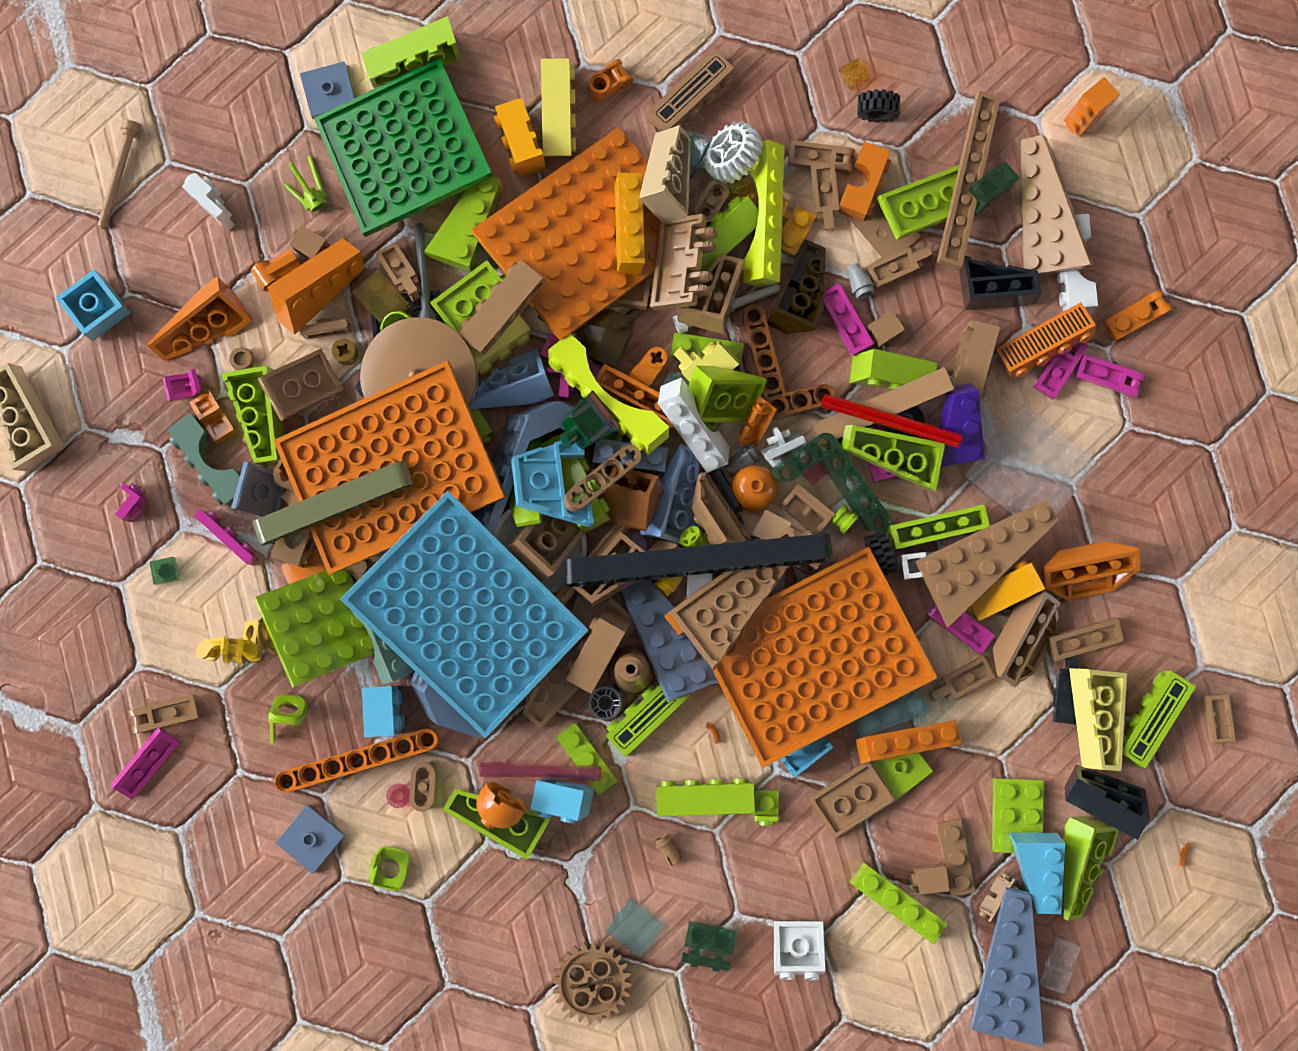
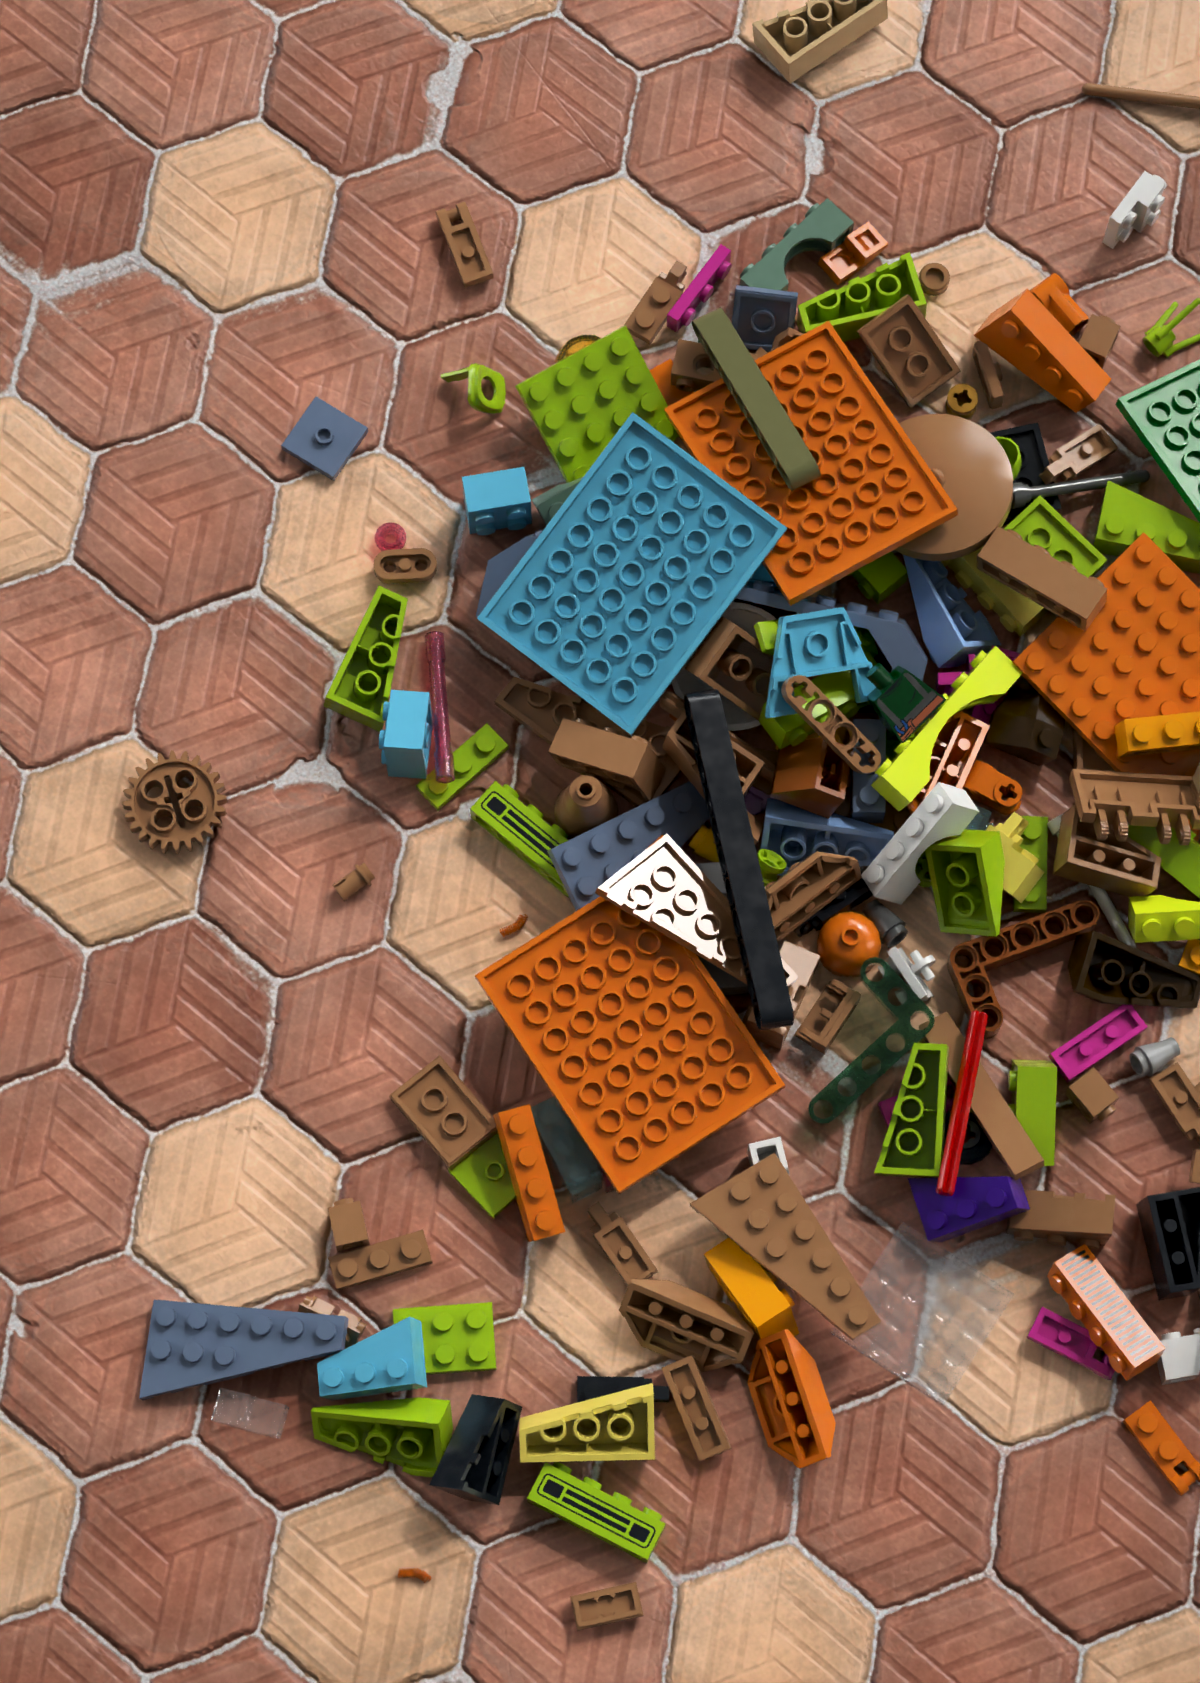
camera: 85 degrees right, 10 degrees down
(93, 305) = (977, 90): medium azure brick -> none
(133, 504) = (725, 171): dark pink bracket -> none
(145, 763) = (400, 229): dark pink plate -> none
(164, 571) = (646, 220): clear green plate -> none
(183, 386) = (888, 211): dark pink bracket -> none
(205, 317) = (981, 226): orange wedge -> none
(232, 648) = (557, 313): yellow piece -> none
(234, 570) = (656, 303): none -> medium nougat hinge
(346, 763) = (431, 468): orange beam -> none
(376, 877) = (305, 520): lime piece -> none
(380, 296) = (1040, 435): clear yellow plate -> none
(498, 807) = (391, 649): orange cylinder -> none
(602, 712) = (538, 768): wheel -> none
(634, 927) = (249, 851): clear light blue piece -> none
(705, 799) = (425, 920): lime brick -> none
(709, 938) = (244, 946): clear green plate -> none
(757, 422) = (936, 932): orange hinge -> none
(766, 807) = (422, 1002): lime bracket -> none
(798, 949) = (239, 1060): white plate -> none
(806, 756) = (498, 1045): medium azure hinge -> none
(814, 474) = (879, 1021): clear pink tile -> none
(843, 518) = (822, 1064): lime wheel -> none
(882, 551) = (779, 1113): black tyre -> none
(898, 903) = (313, 1184): lime brick -> none
(938, 527) = (824, 1186): lime brick -> none
(965, 629) = (689, 1246): dark pink plate -> none
(1109, 375) = (1071, 1412): dark pink plate -> none

